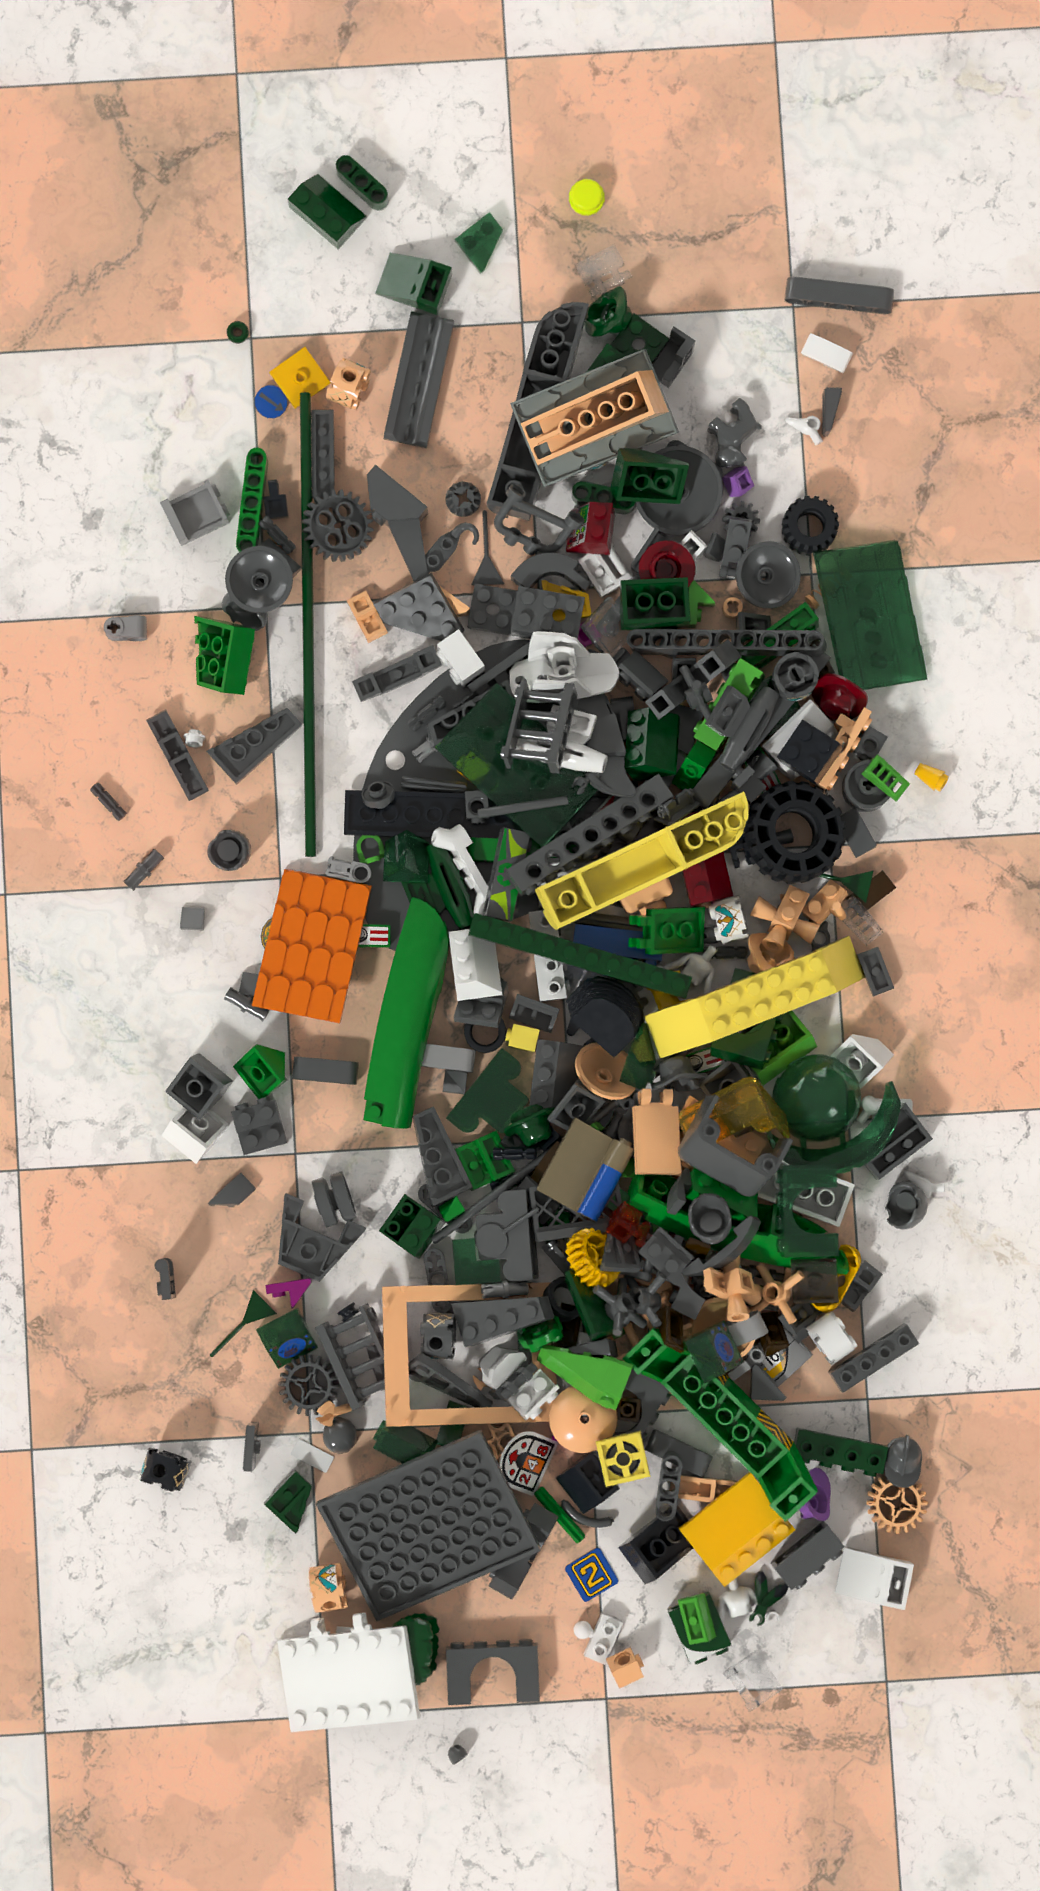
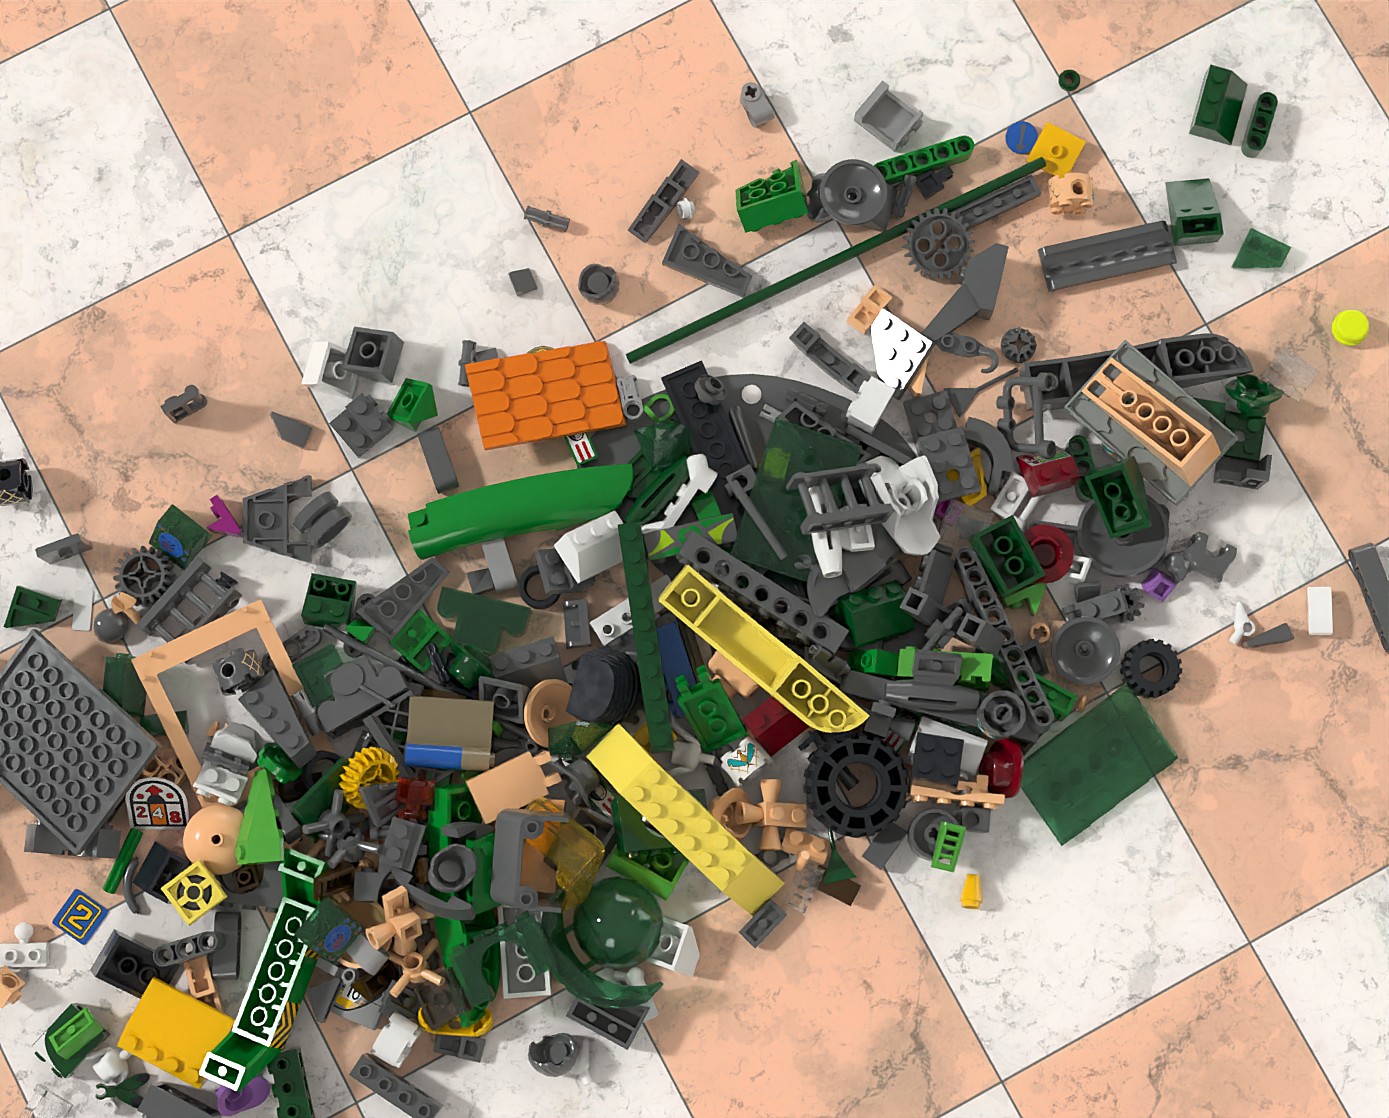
camera: 65 degrees right, 5 degrees down
(108, 801) = (593, 161): dark grey axle -> none
(256, 1310) = (193, 499): dark green piece -> none
(423, 1368) = (201, 674): dark grey plate -> none
(522, 1037) = (549, 623): light yellow brick -> none

